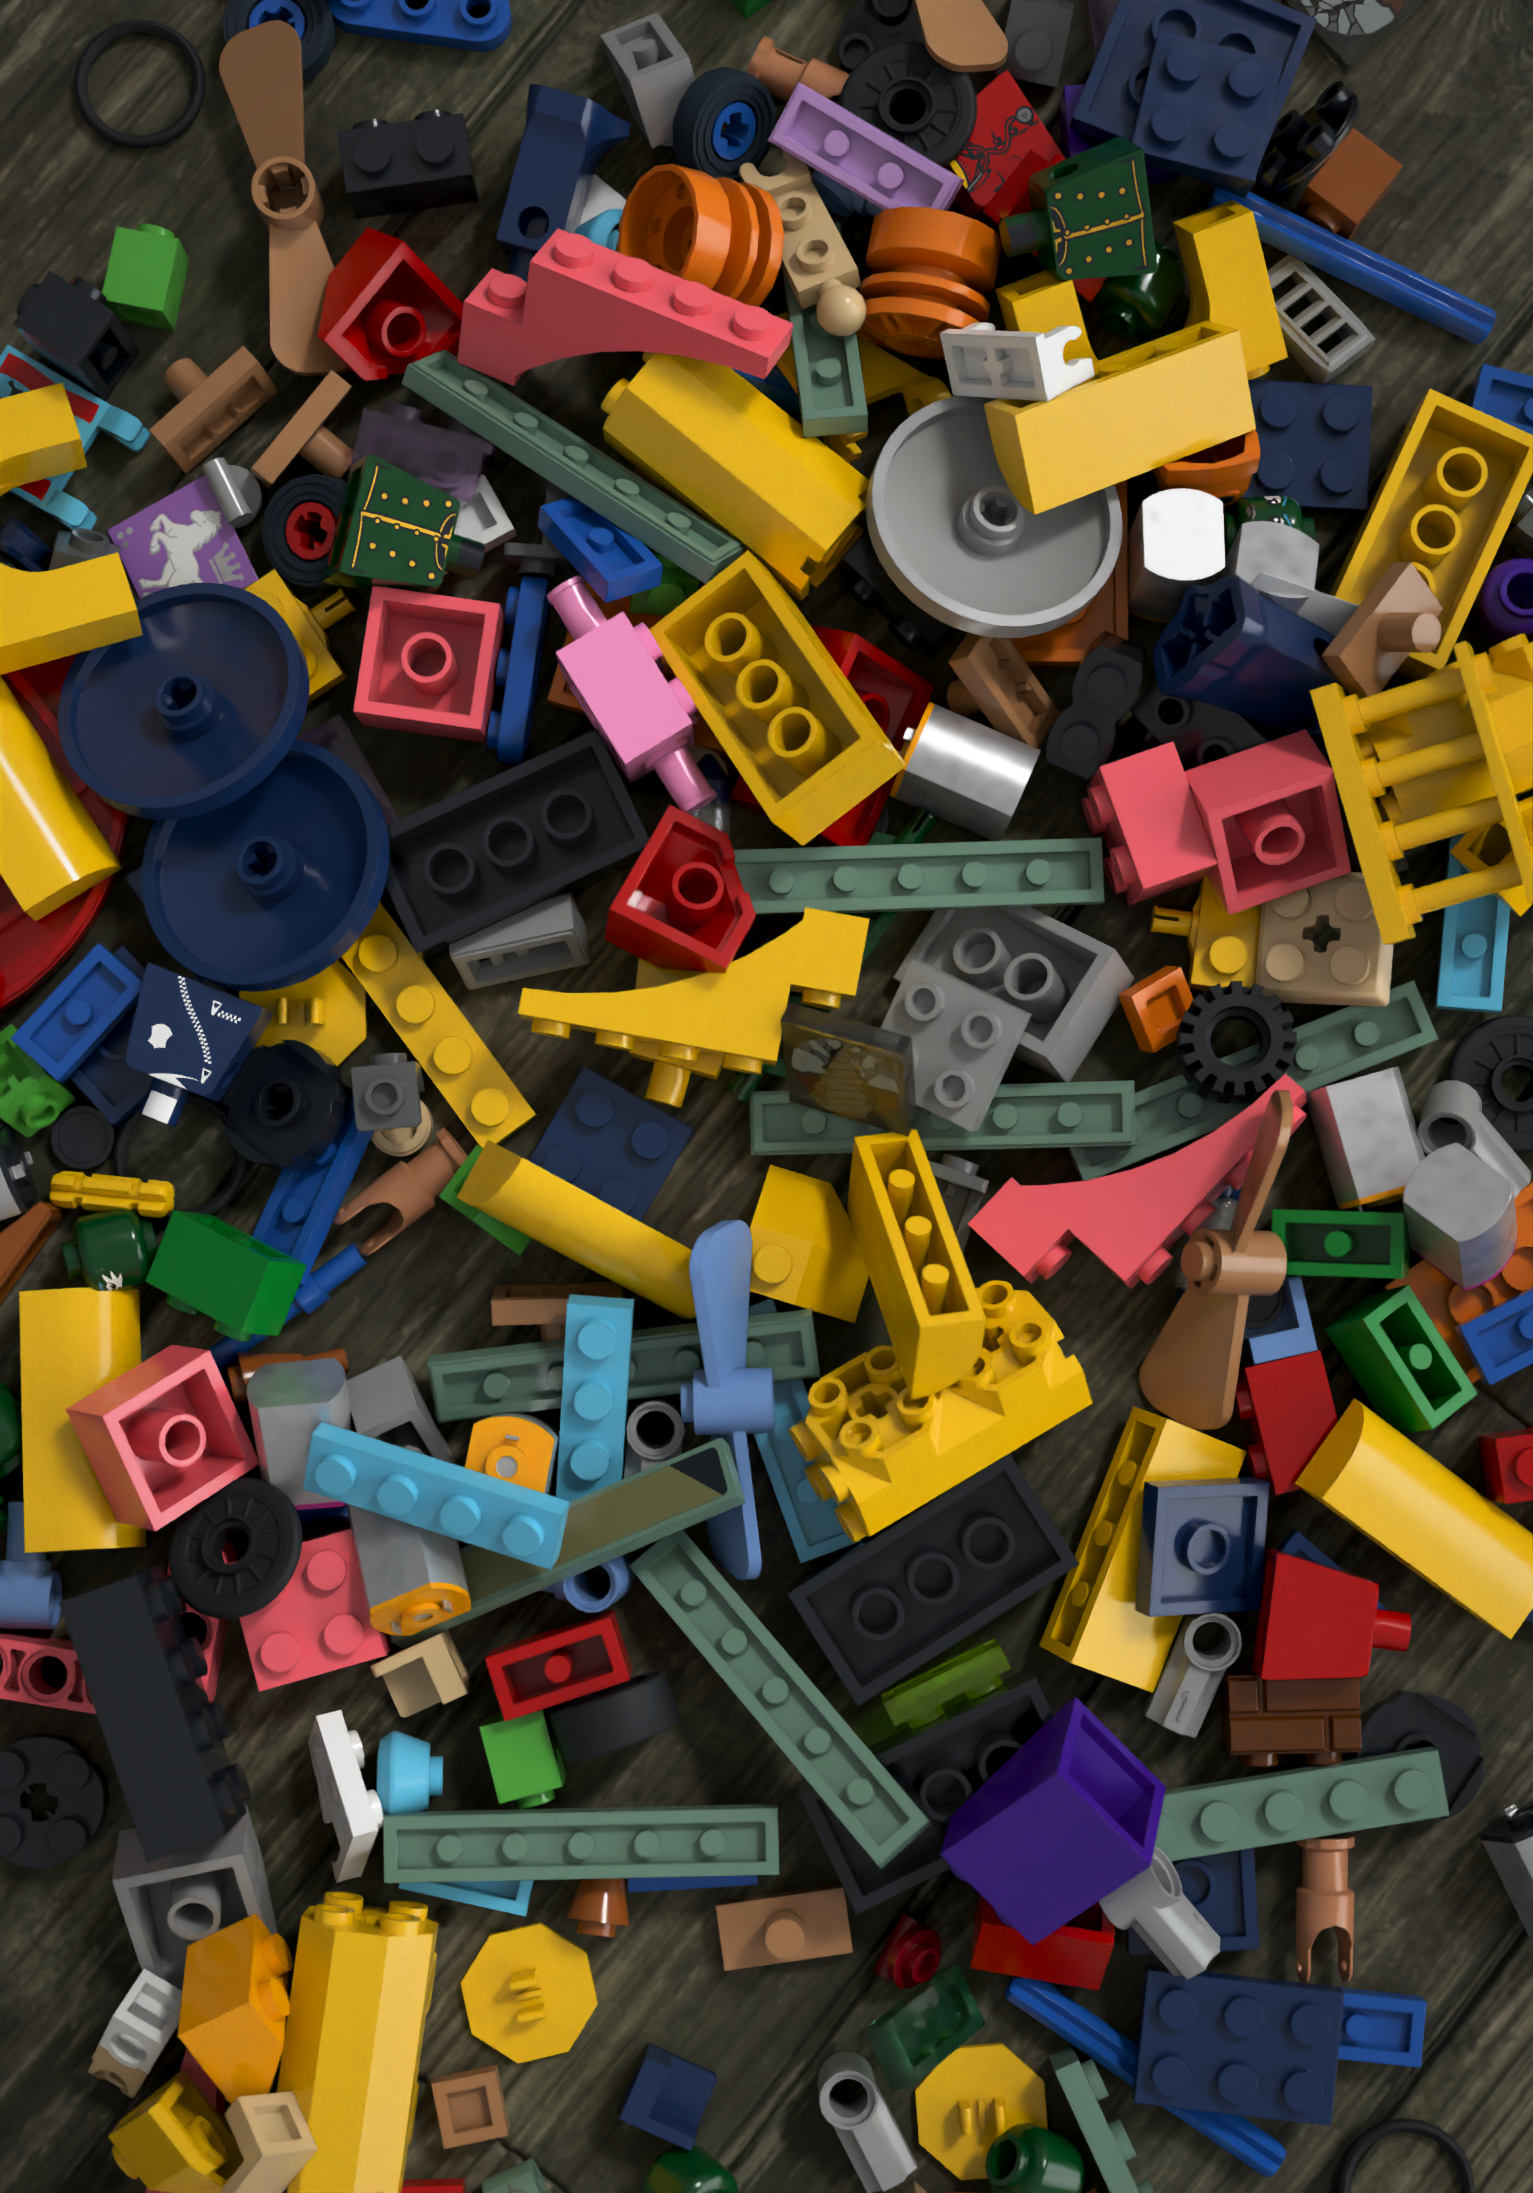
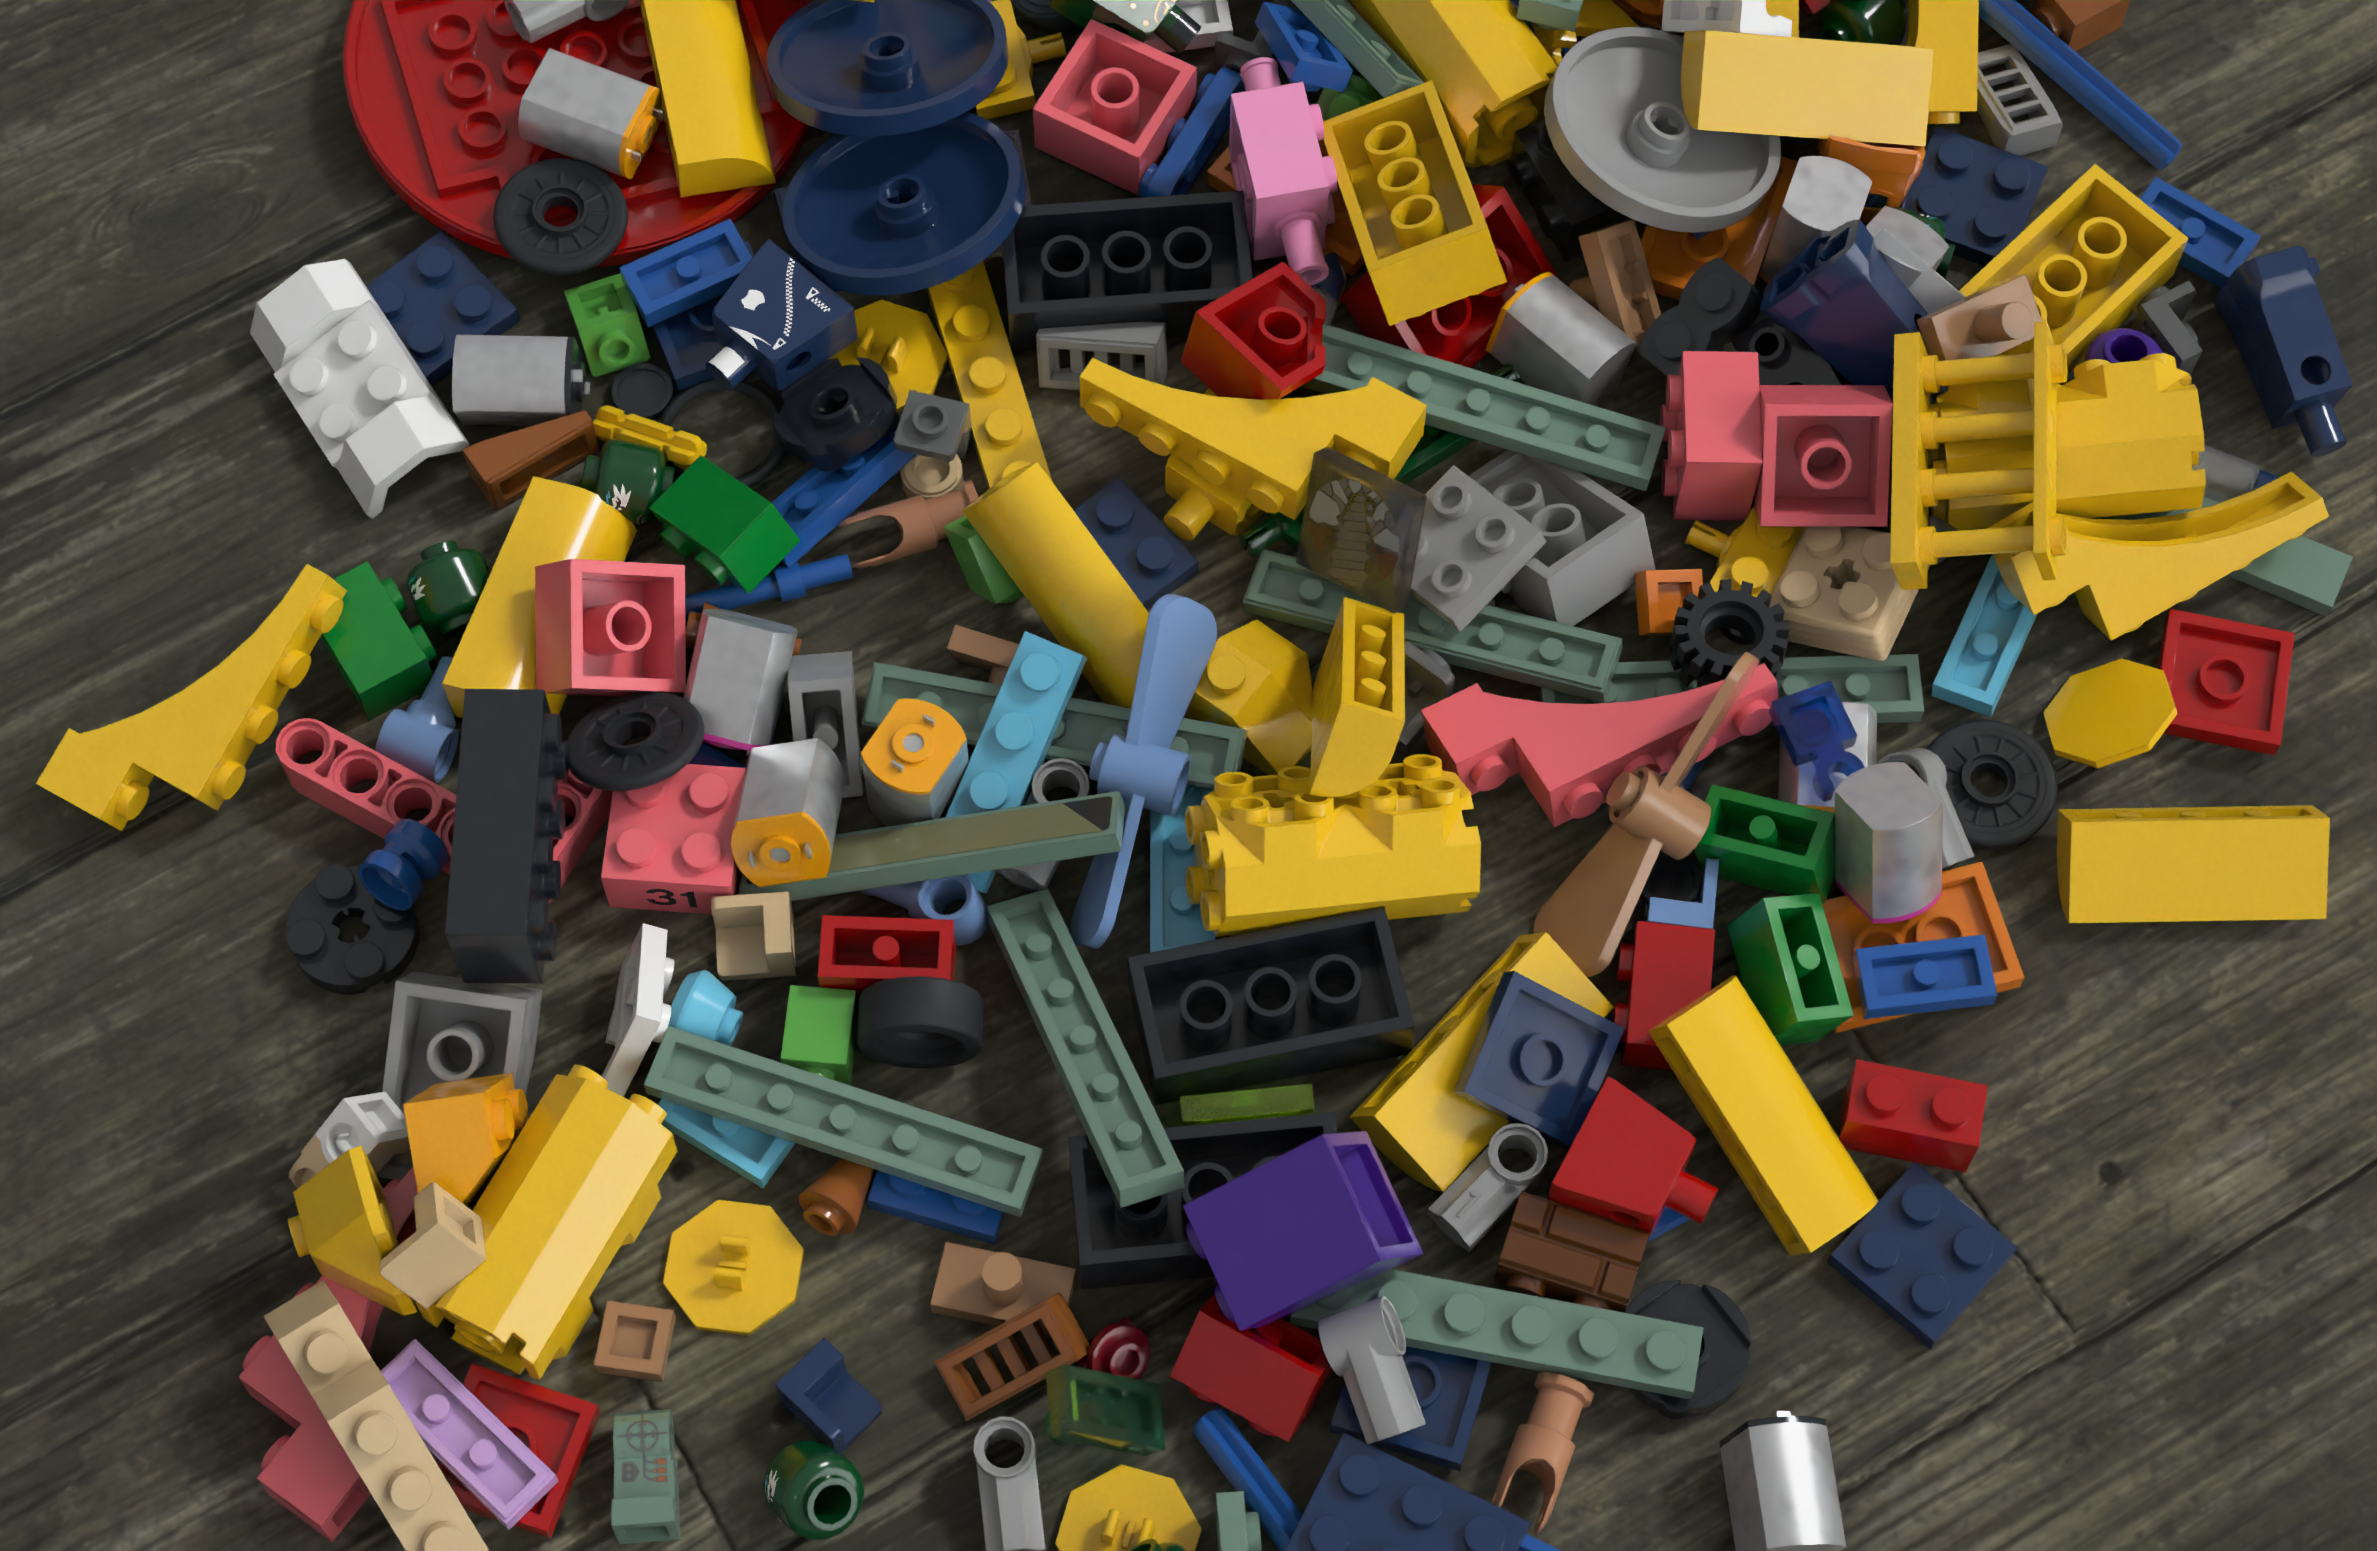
camera: 20 degrees right, 20 degrees down
(65, 1744) = (401, 867): none -> blue wheel
(436, 1495) = (839, 743): medium azure plate -> none
(844, 1961) = (1060, 1325): none -> dark orange slope
(1356, 1125) = (1817, 730): none -> clear blue plate

